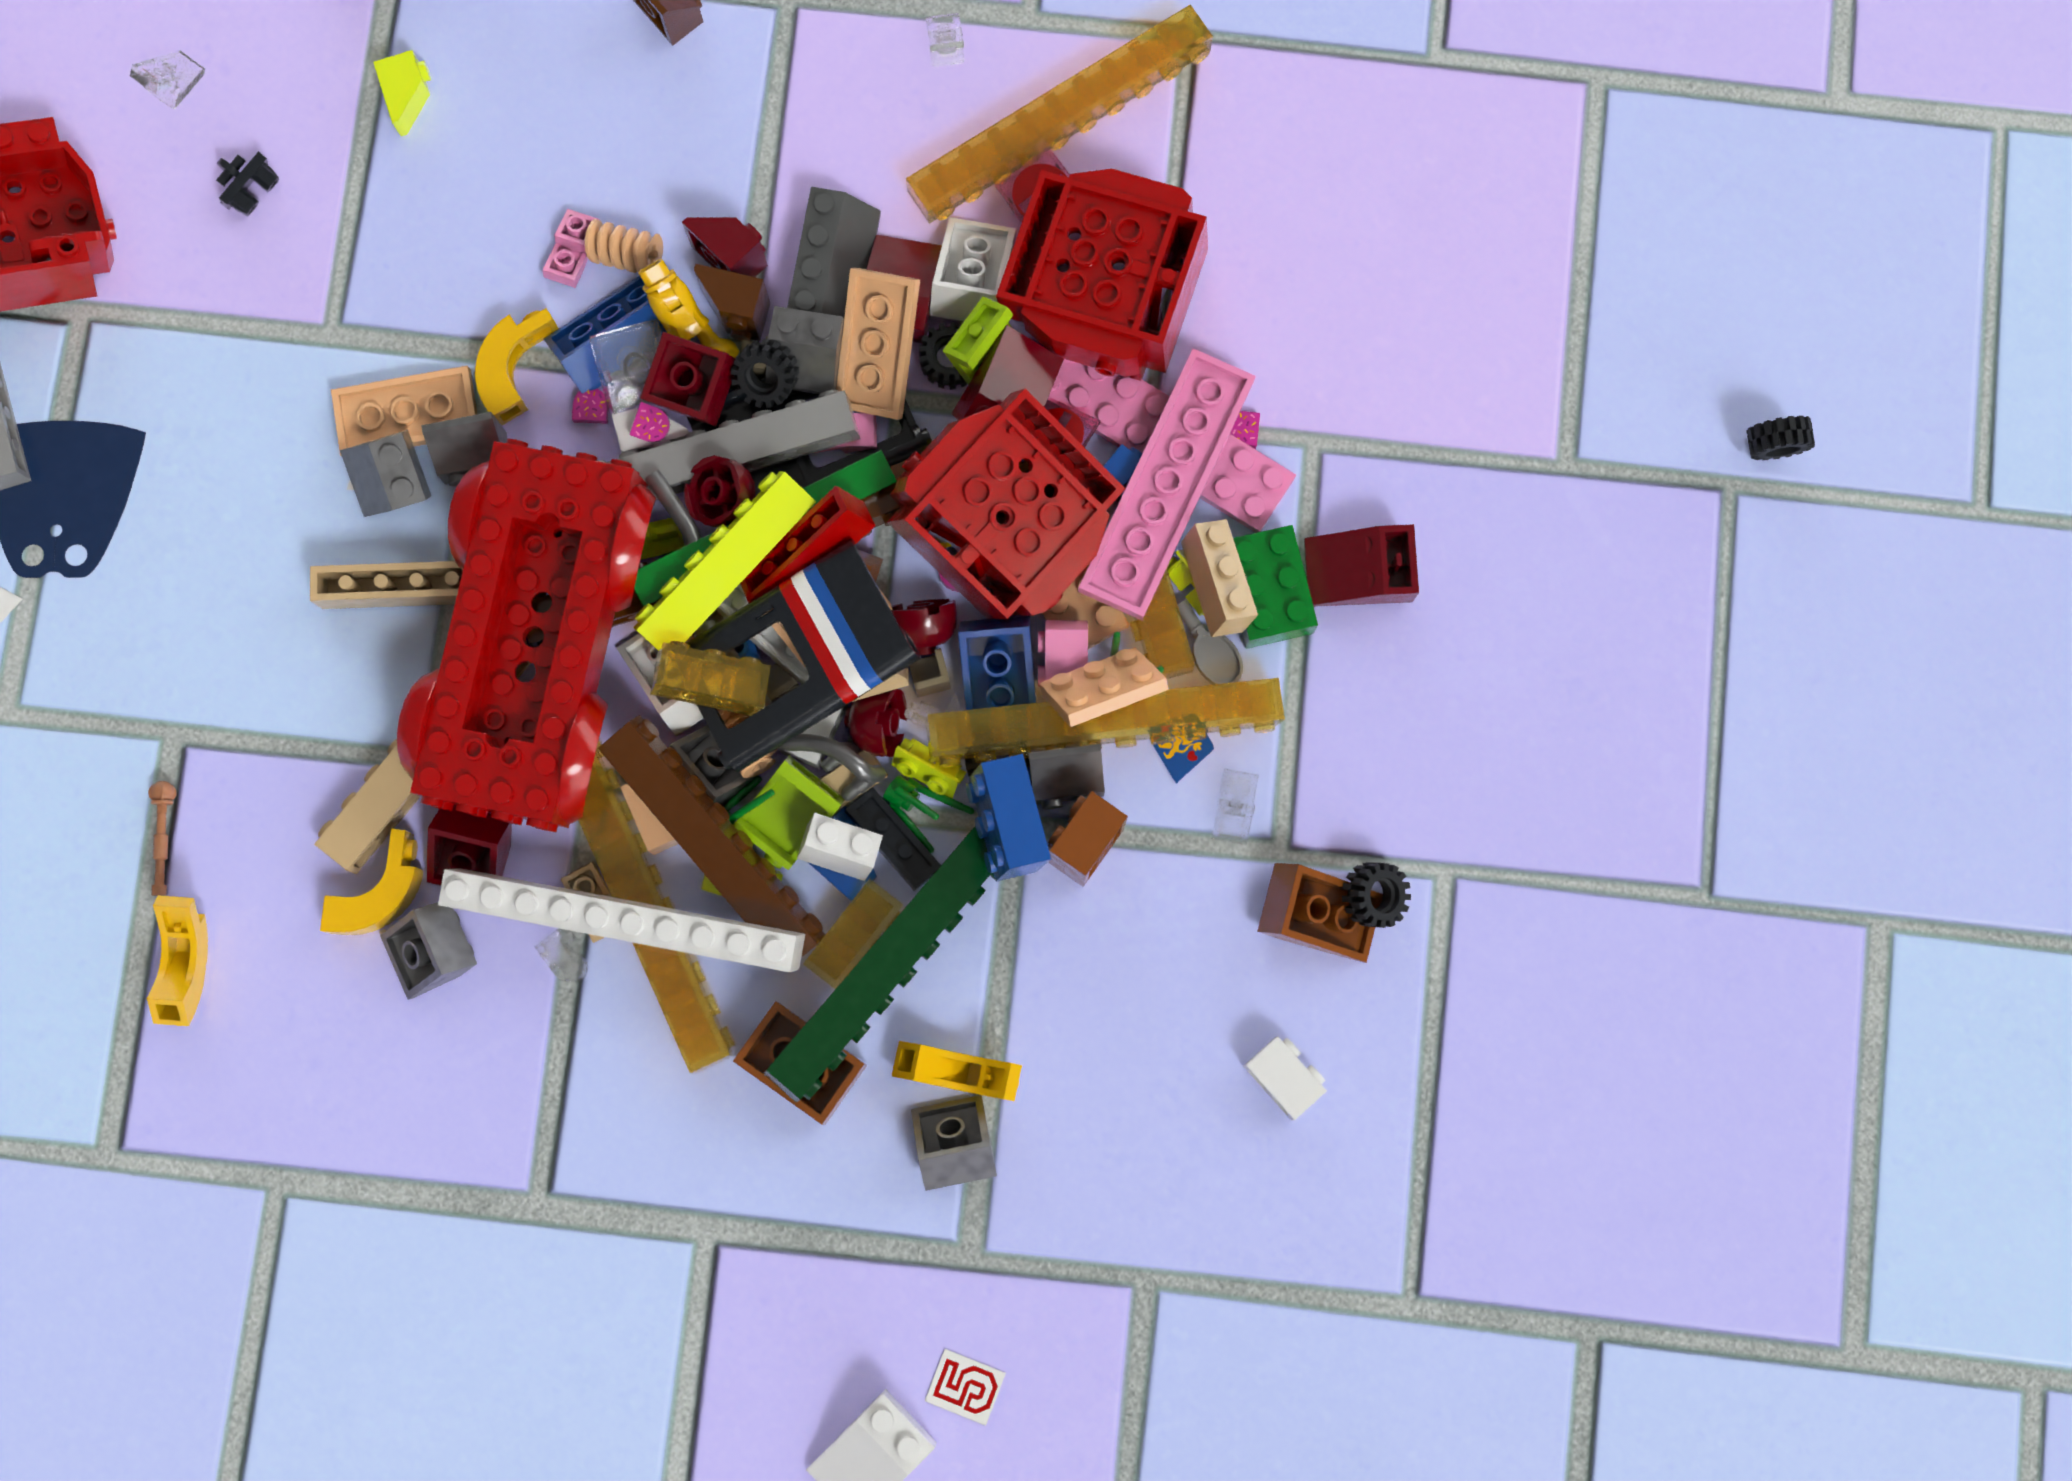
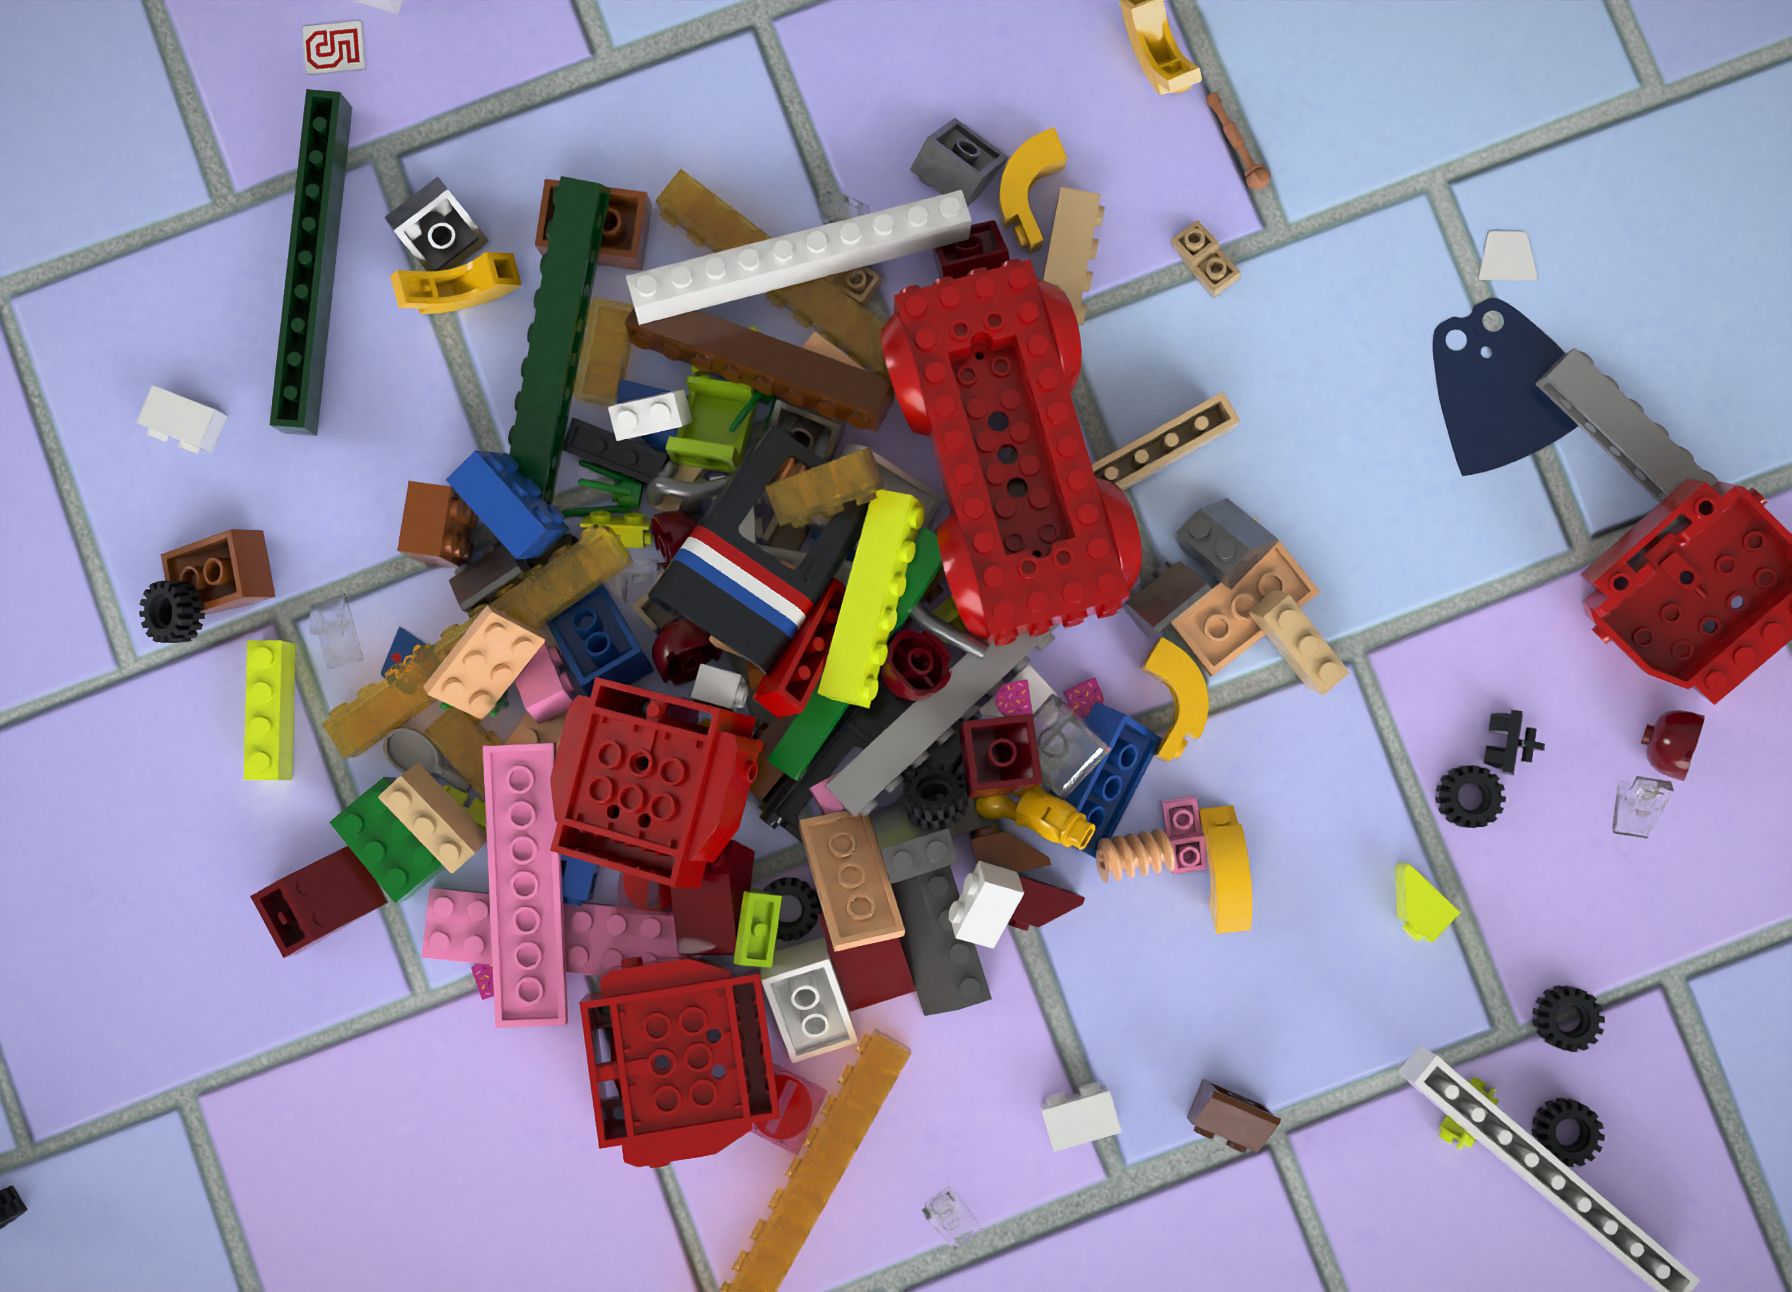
camera: 155 degrees right, 5 degrees up
(106, 110) = (1673, 742): none -> dark red cylinder
(255, 743) = (1205, 259): none -> tan slope
(297, 140) = (1490, 791): none -> black tyre
(374, 352) = (1298, 641): none -> tan brick
(551, 182) = (1229, 869): none -> yellow arch
(769, 256) = (985, 904): none -> white brick
(791, 61) = (1080, 1116): none -> white brick
(908, 566) = (720, 689): none -> white brick
(1086, 1167) = (311, 263): none -> dark green brick
(1329, 759) = (269, 710): none -> neon yellow brick

